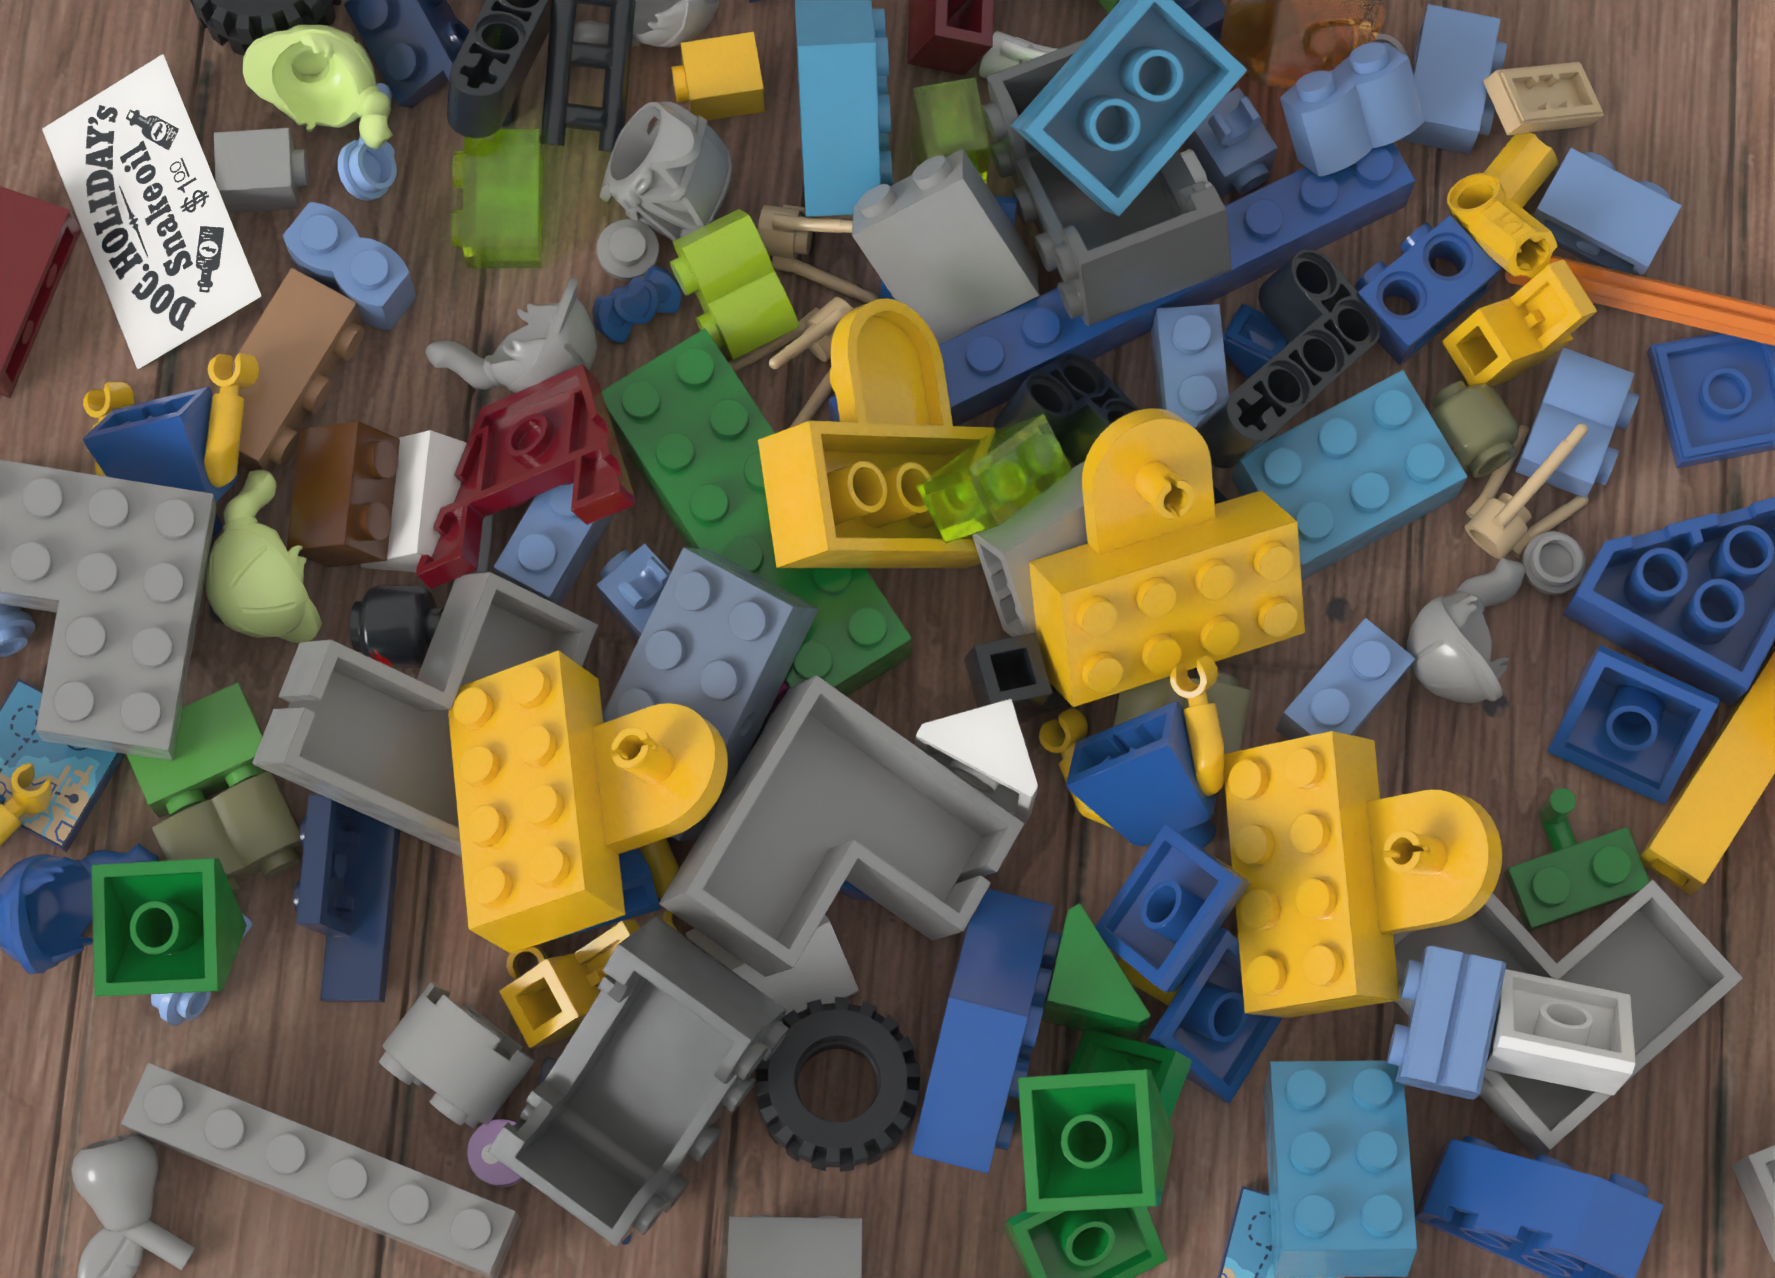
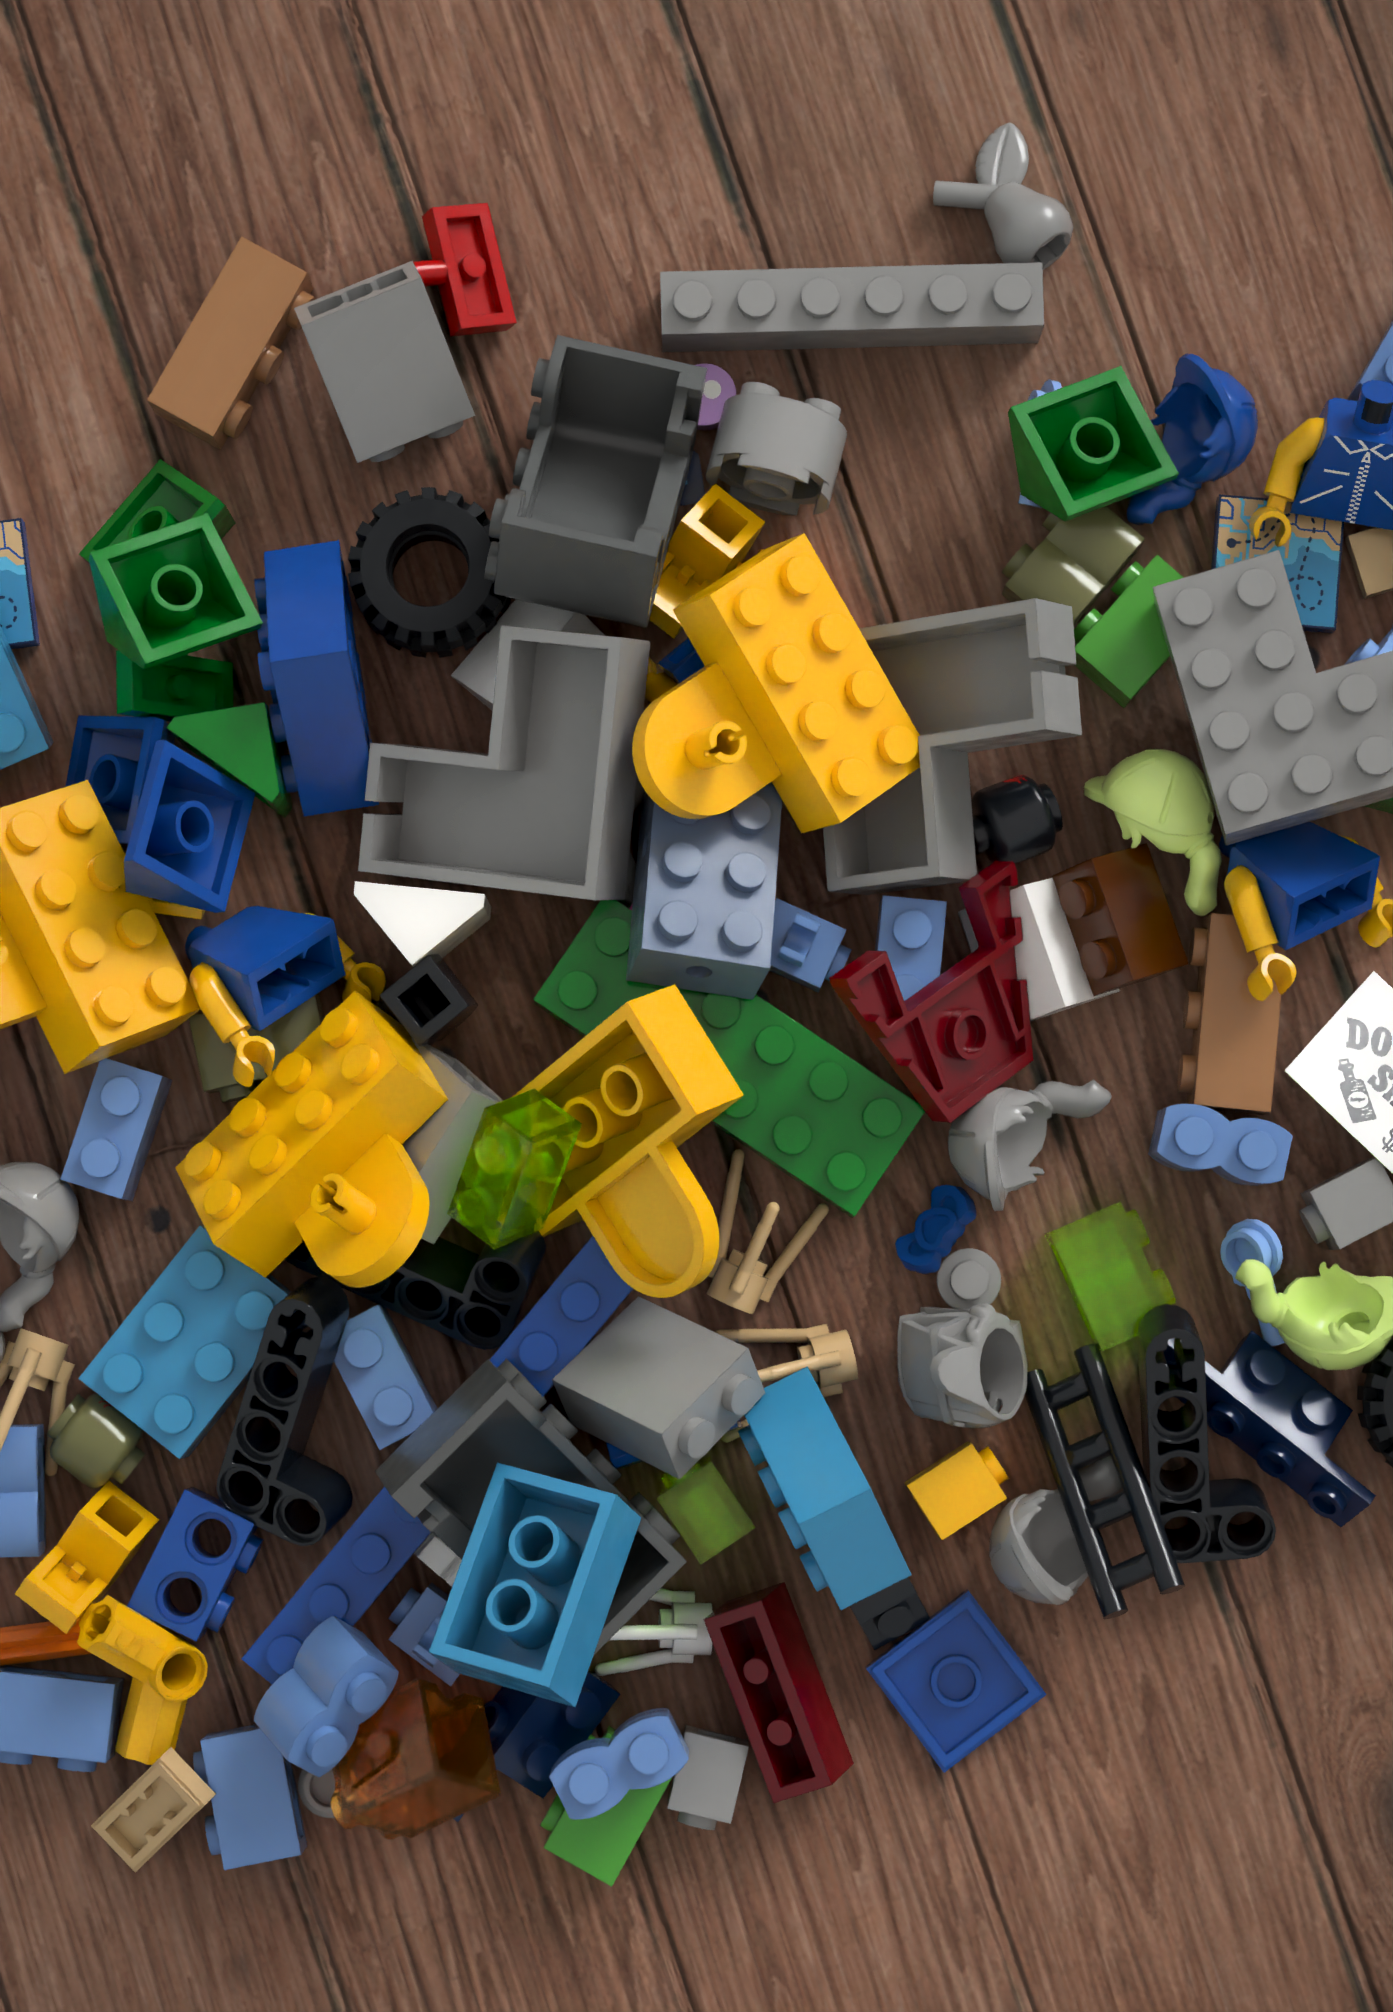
camera: 160 degrees right, 10 degrees up
(348, 897) = (938, 551): dark blue bracket -> none
(734, 284) = (848, 1278): lime brick -> none
(1252, 340) = (340, 1443): blue slope -> none

